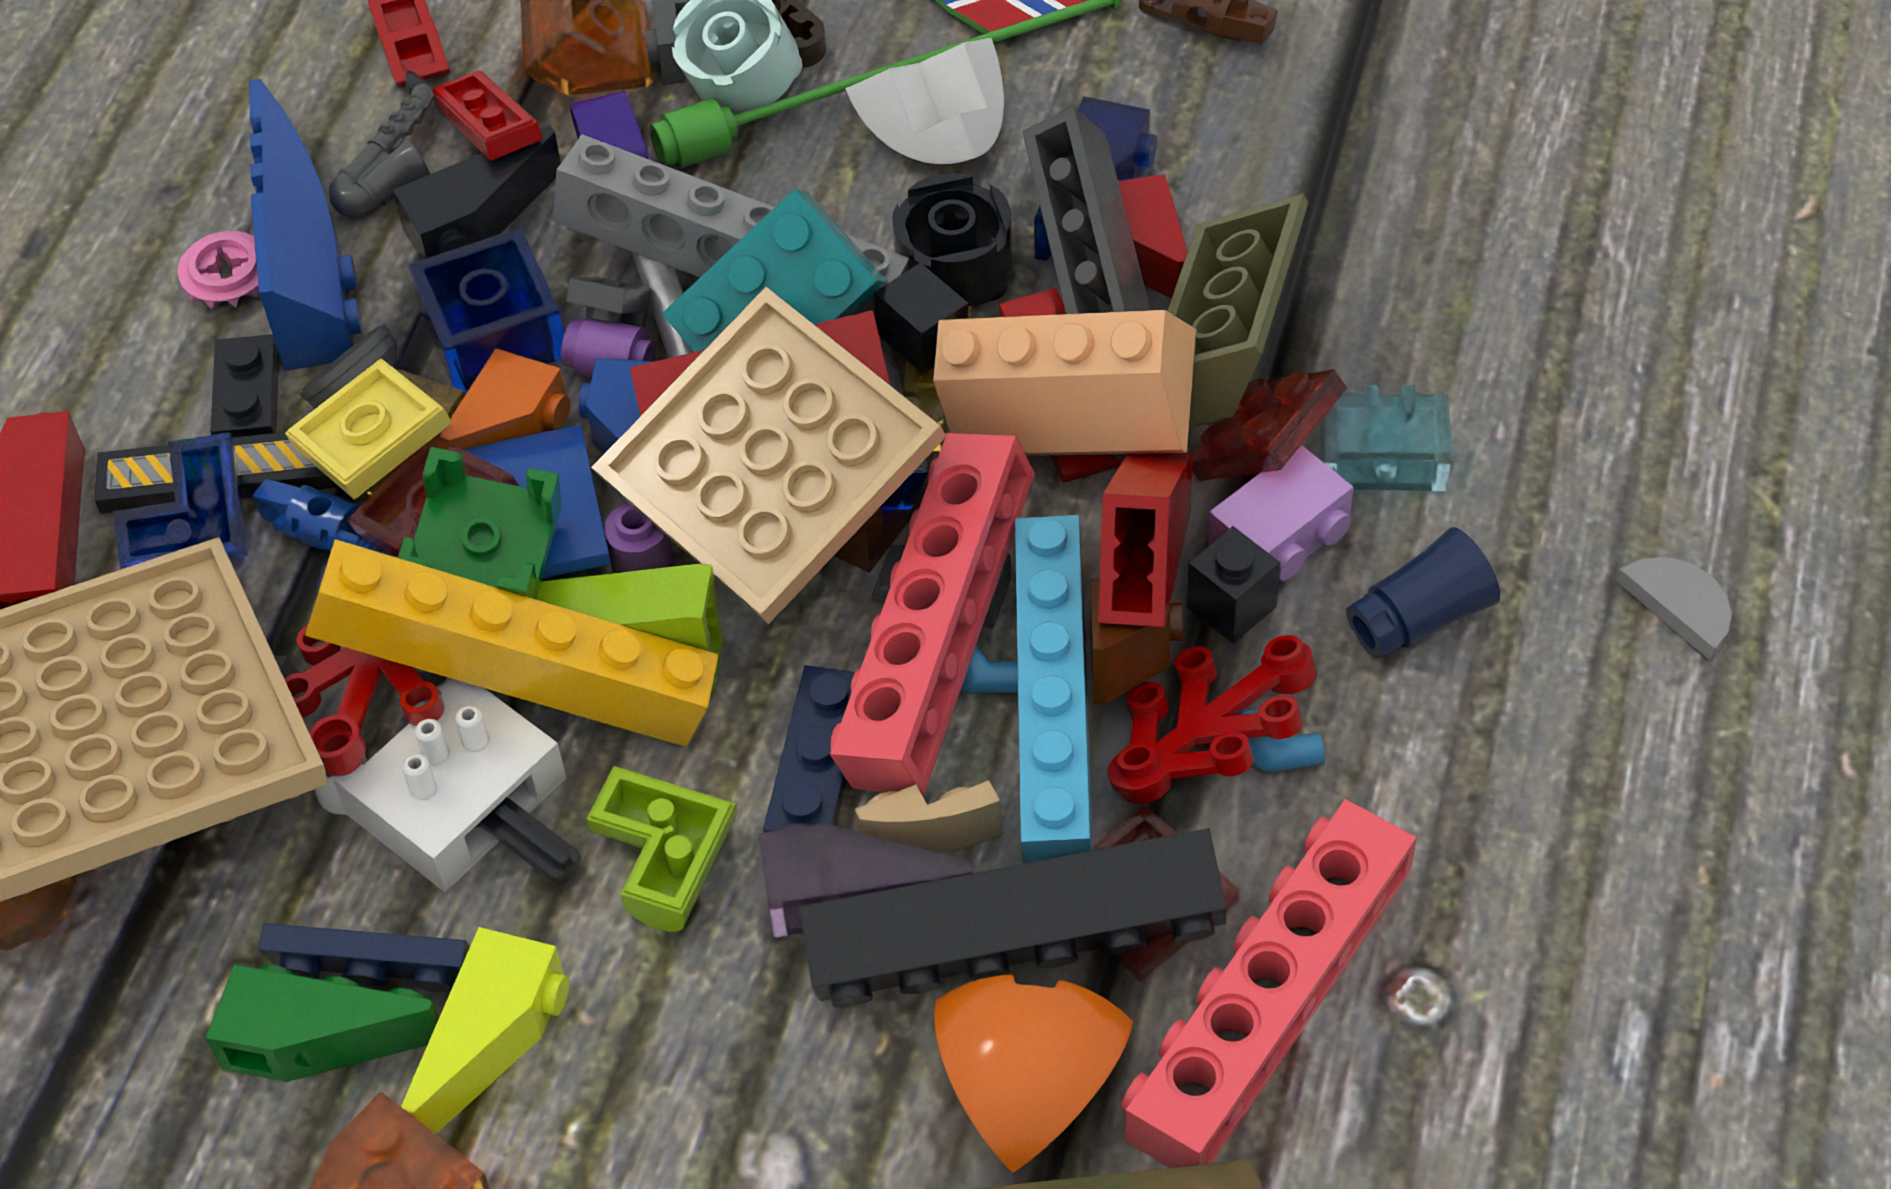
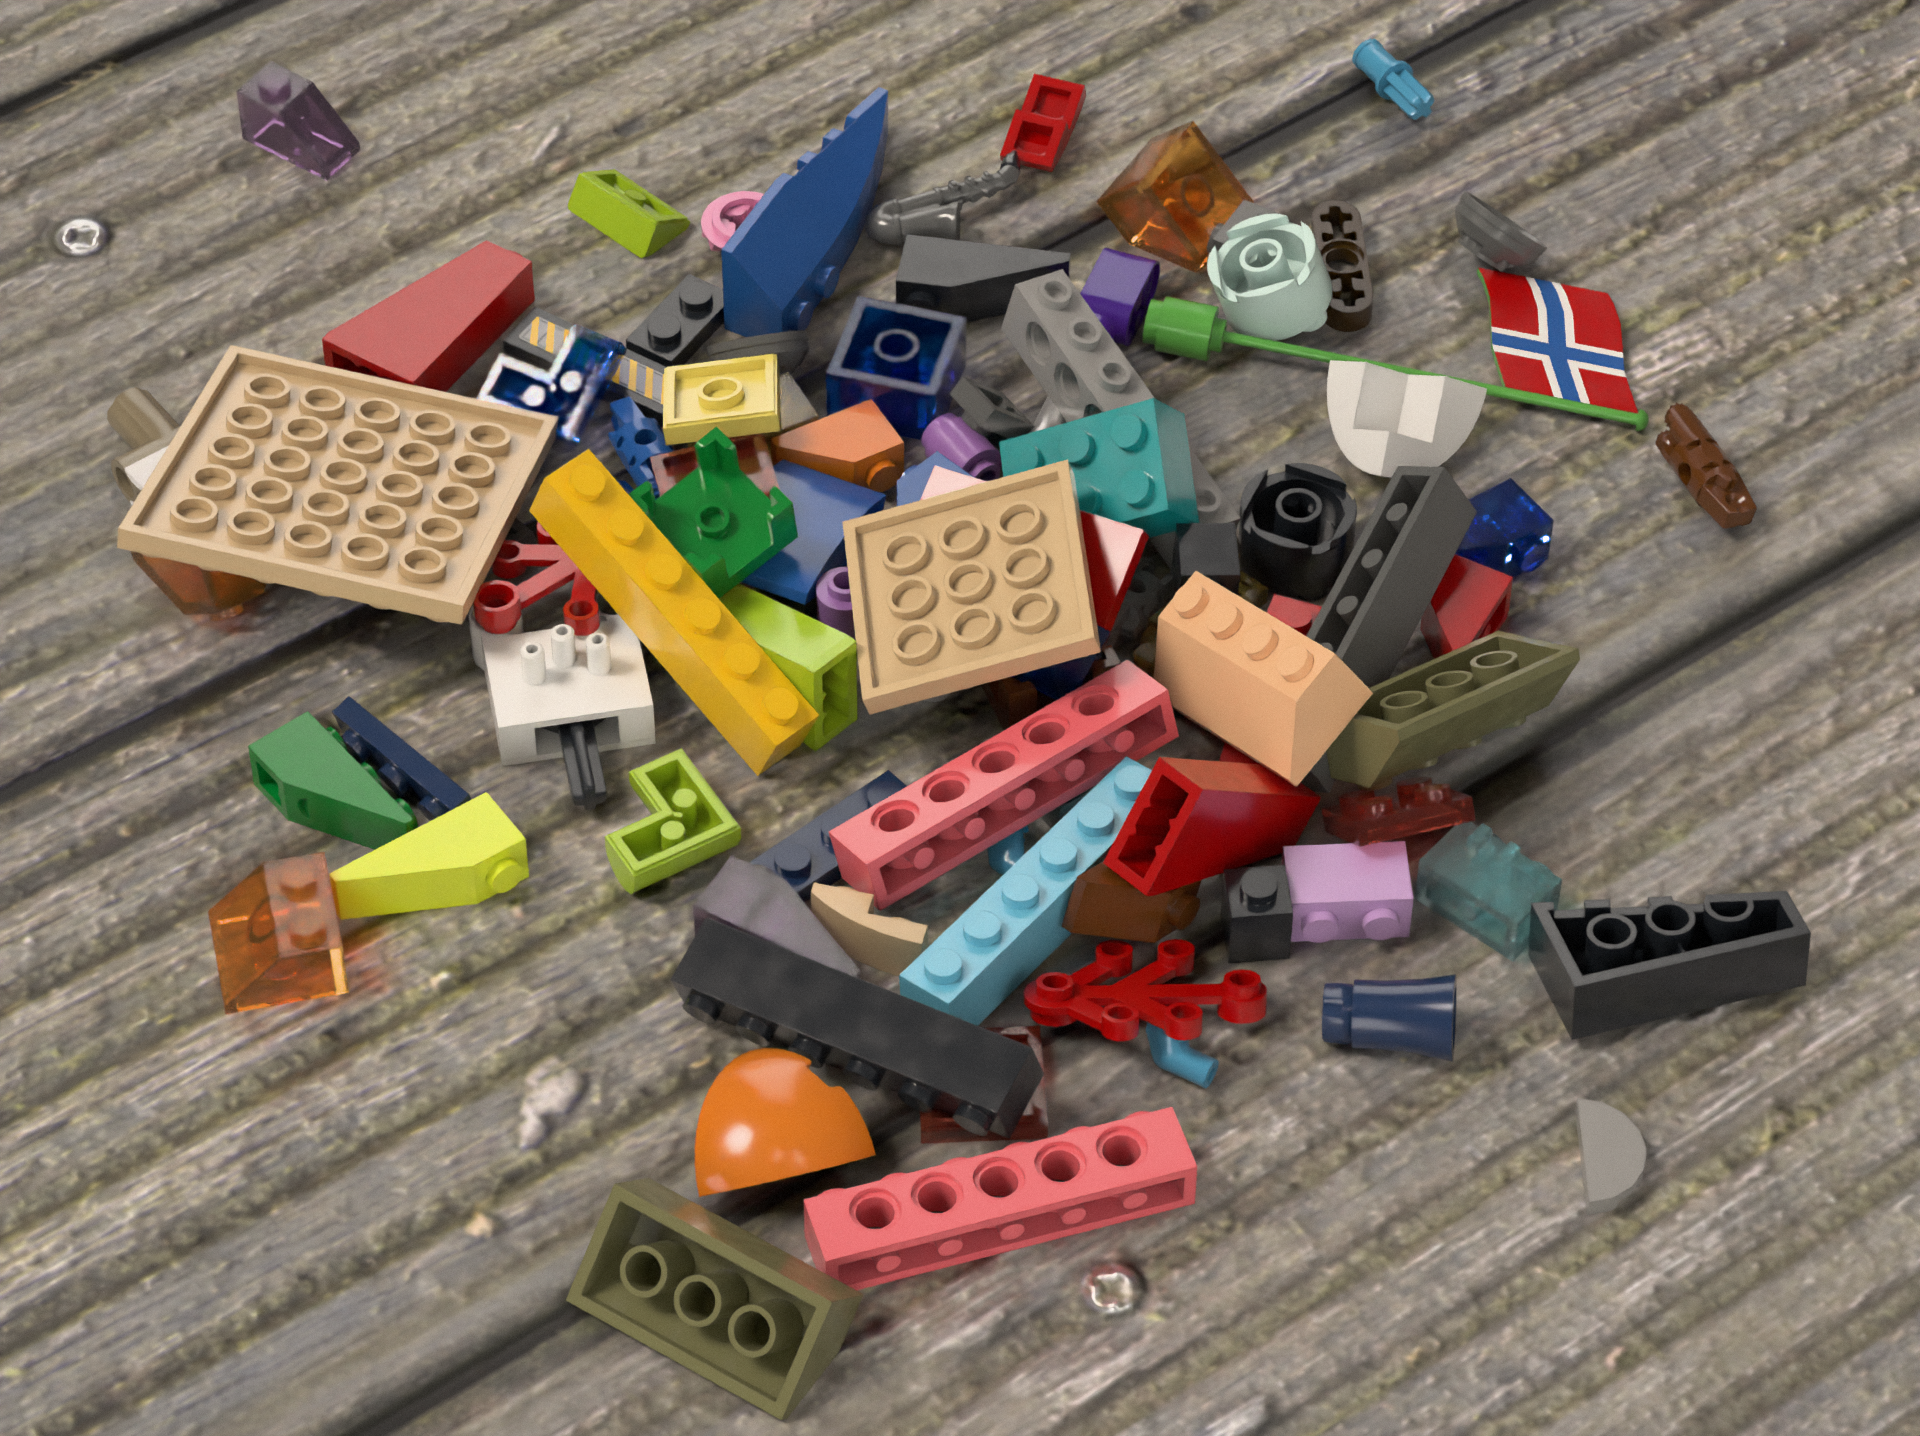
camera: 35 degrees right, 5 degrees down
(101, 321) = (625, 211): none -> lime slope
(486, 115) = (1035, 218): red tile -> none
(1573, 414) = (1666, 957): none -> black wedge

